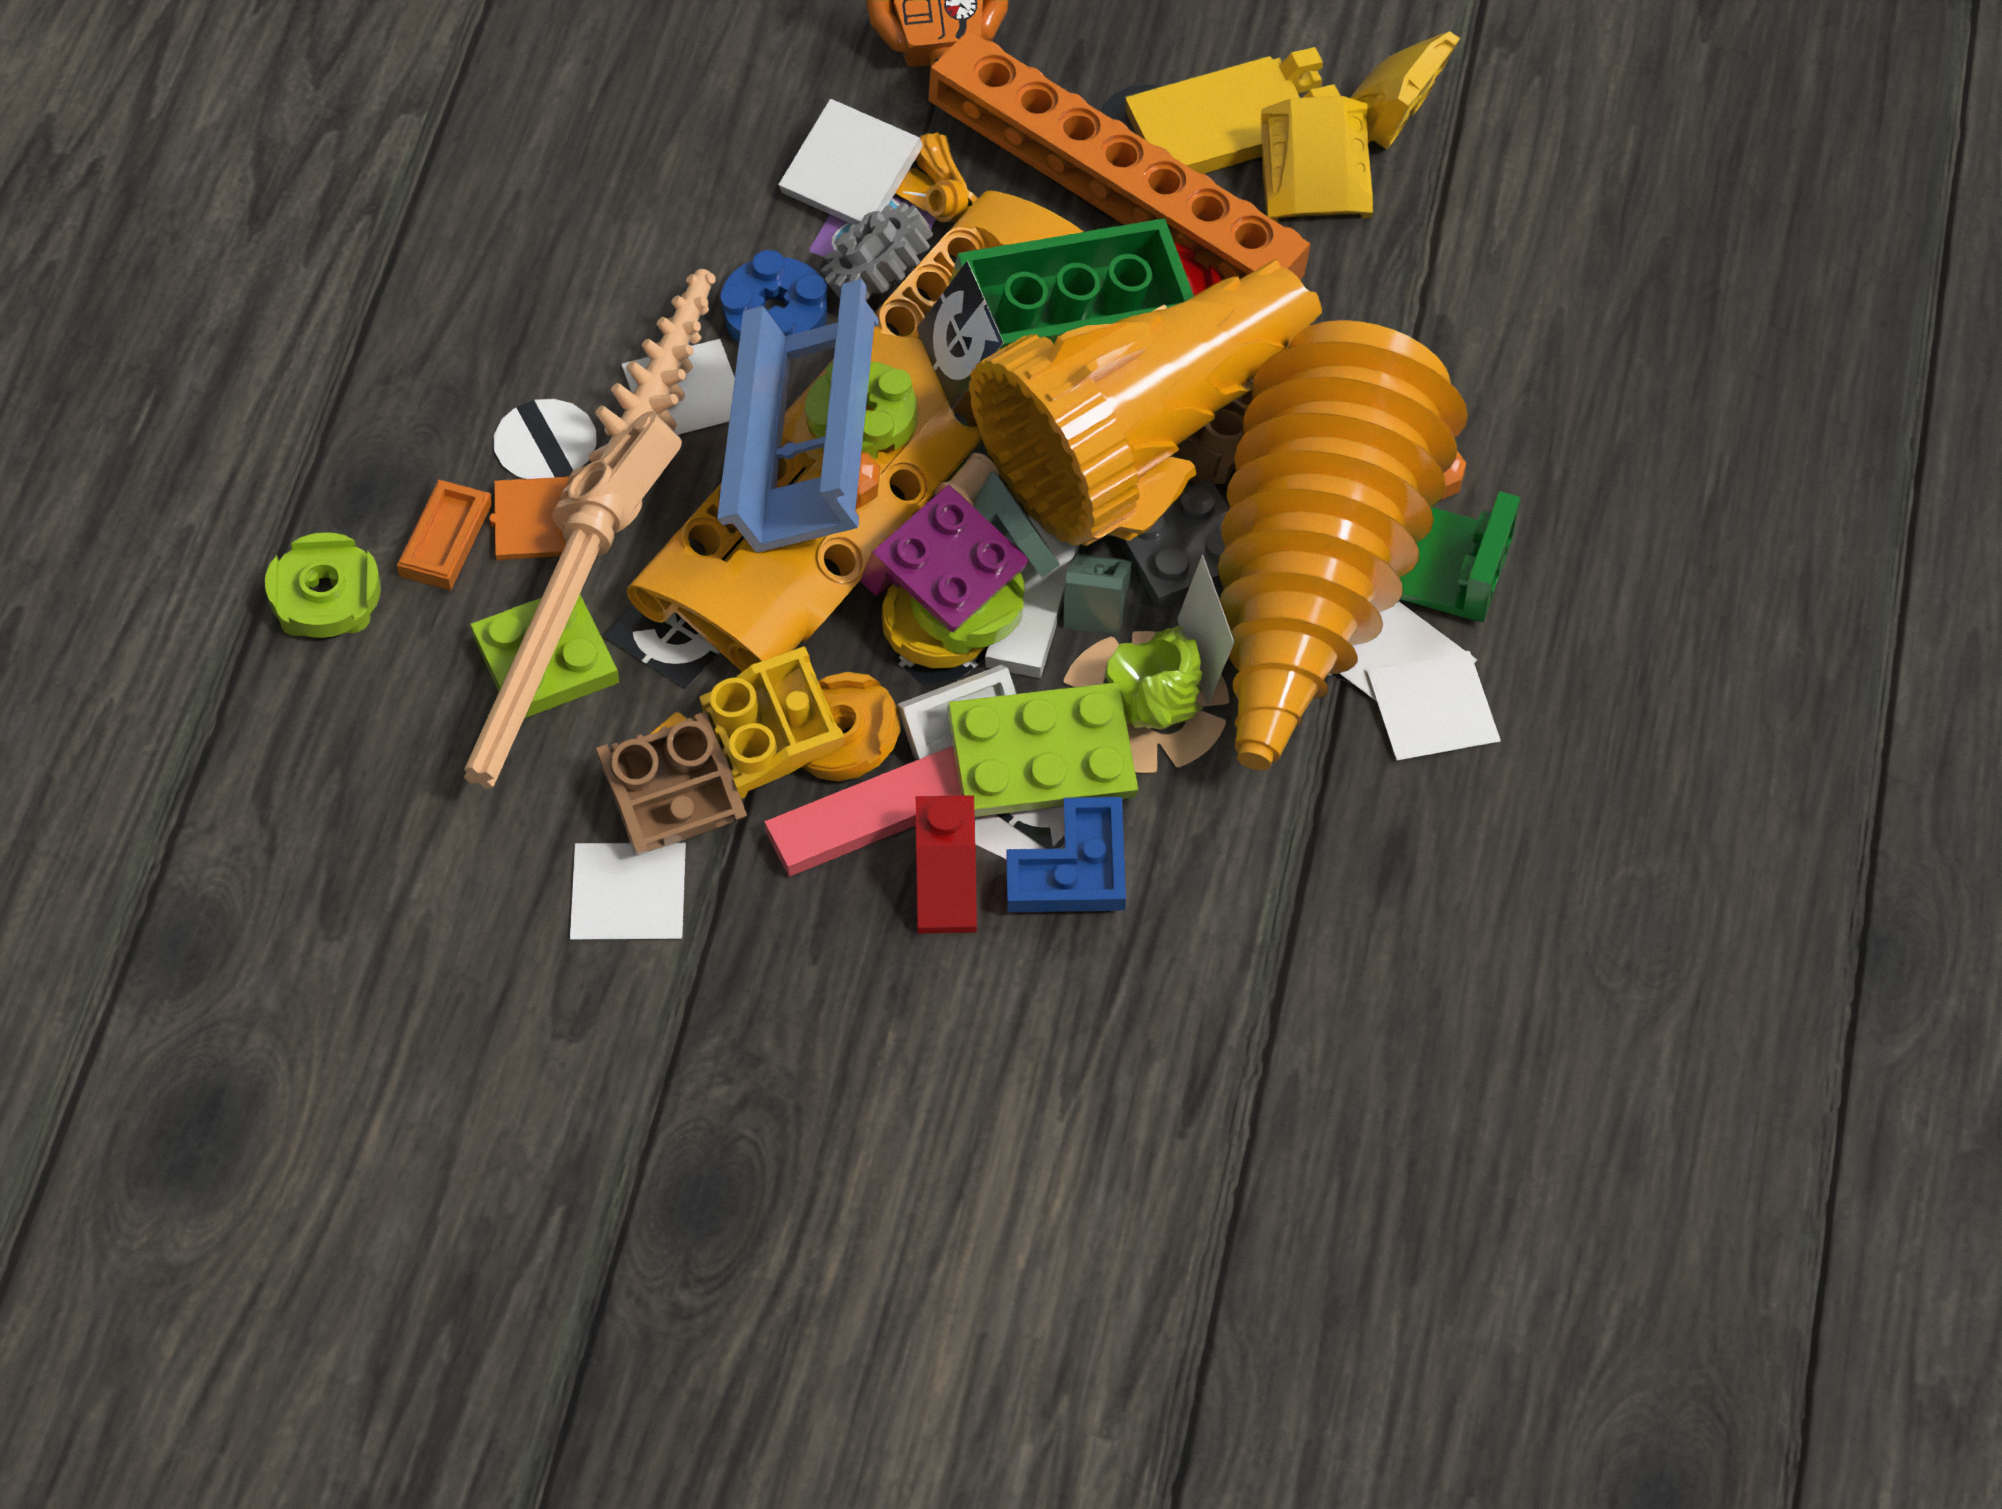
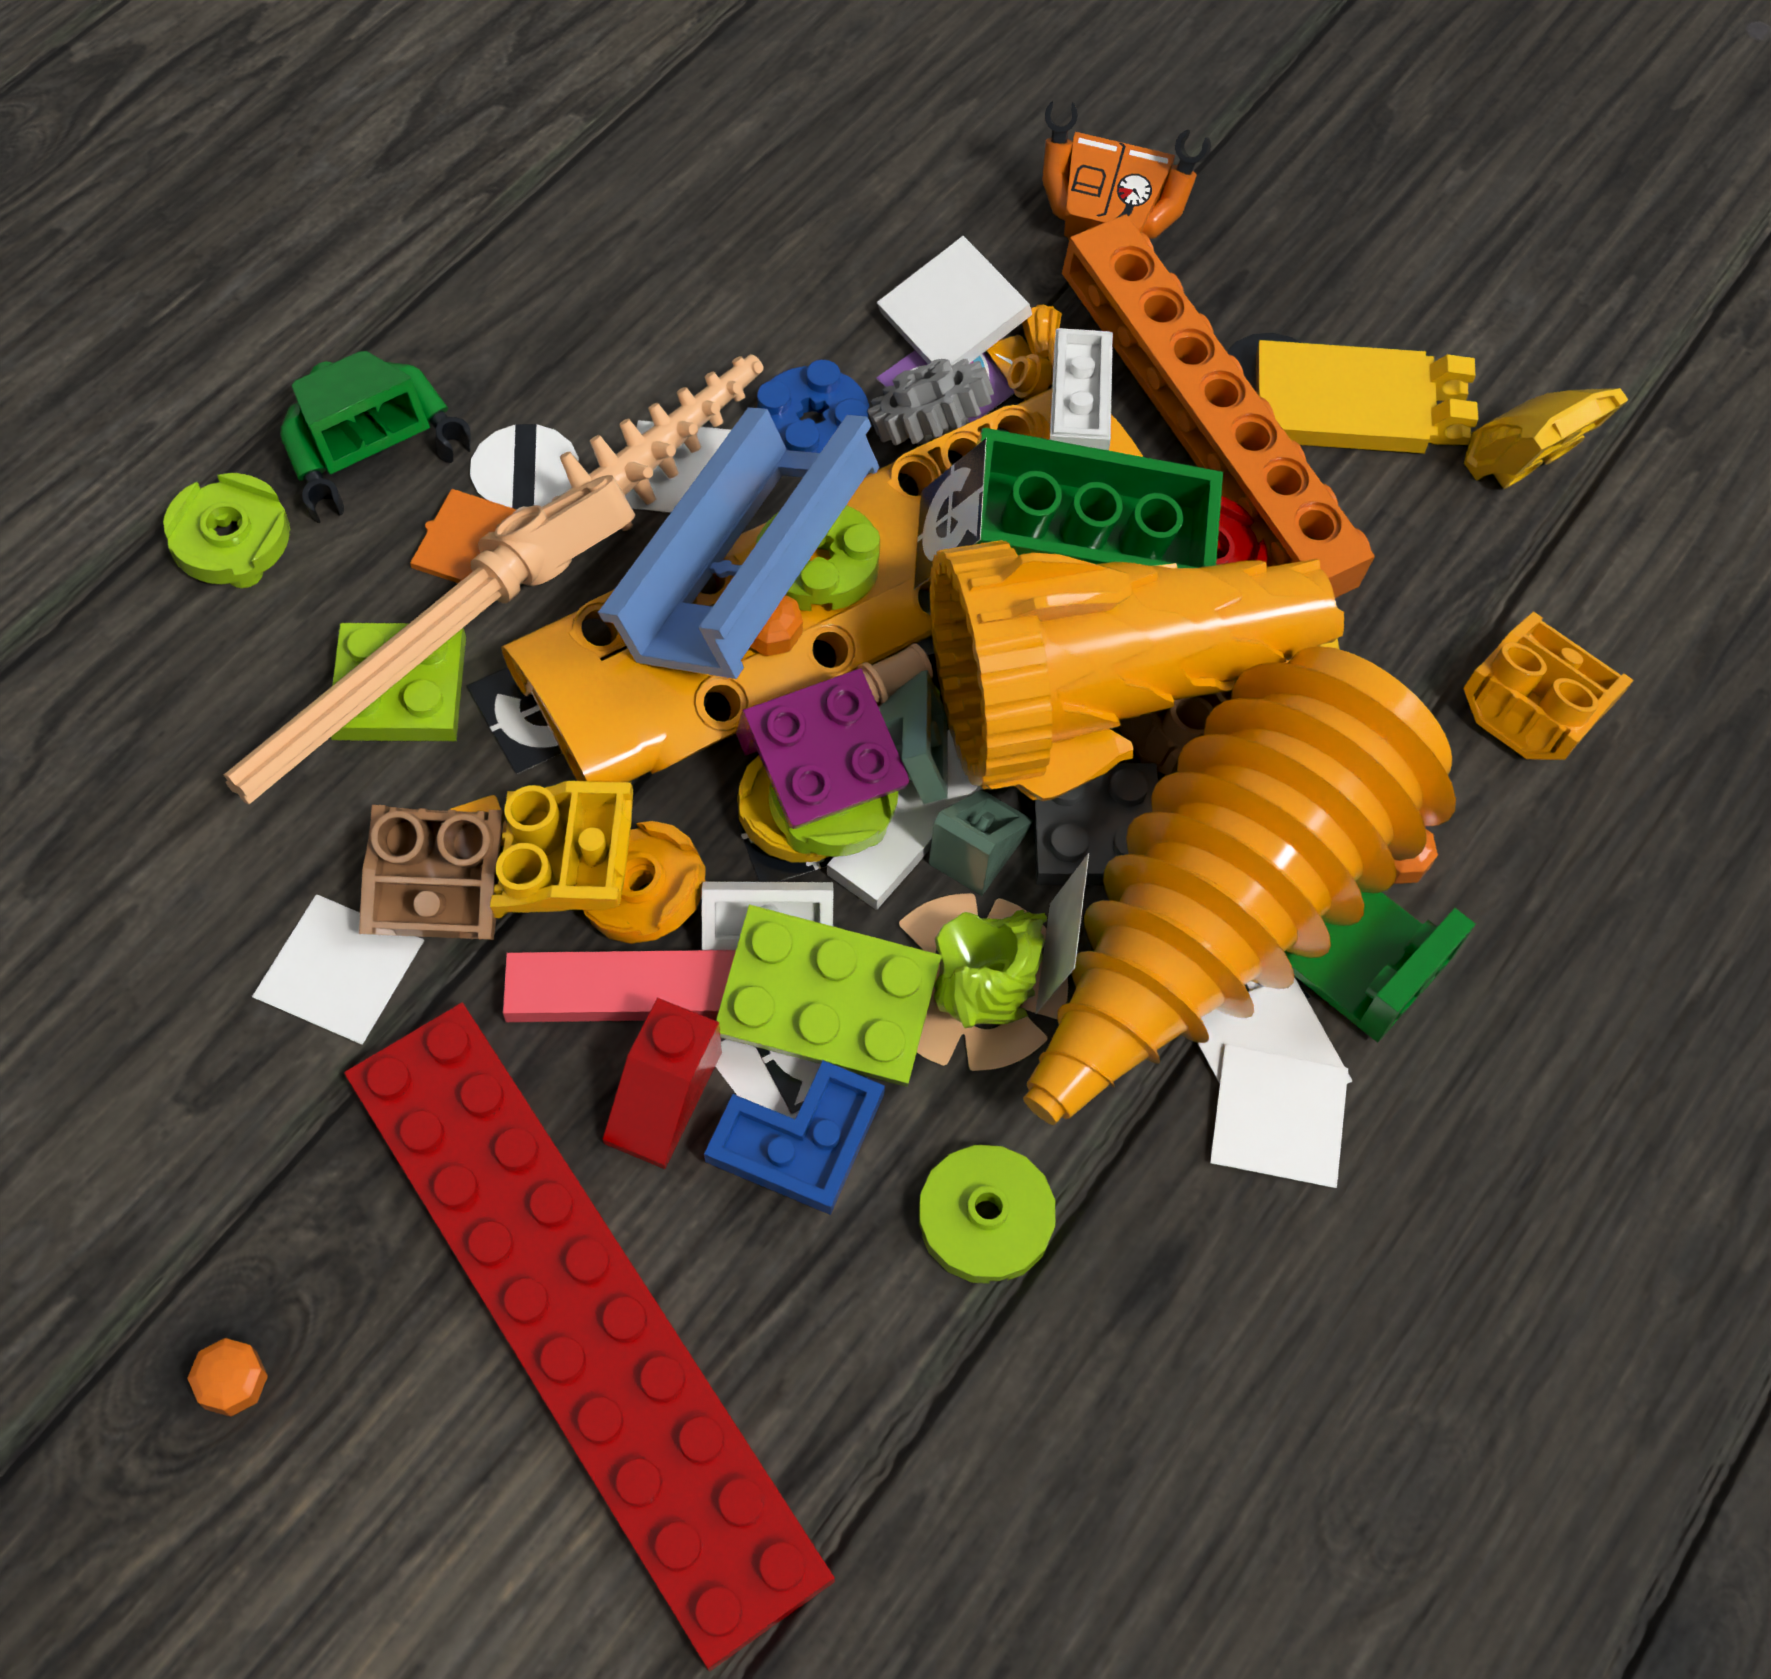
camera: 20 degrees right, 5 degrees up
(384, 444) = (357, 411): none -> green torso
(444, 535) = (373, 523): orange tile -> none
(724, 1204) = (227, 1377): none -> orange tile
(976, 1059) = (591, 1337): none -> red plate
(1005, 192) = (1082, 388): none -> white tile
(1240, 885) = (981, 1247): none -> lime plate
(1316, 158) = (1424, 470): yellow slope -> none
(1491, 303) = (1542, 691): none -> light orange slope

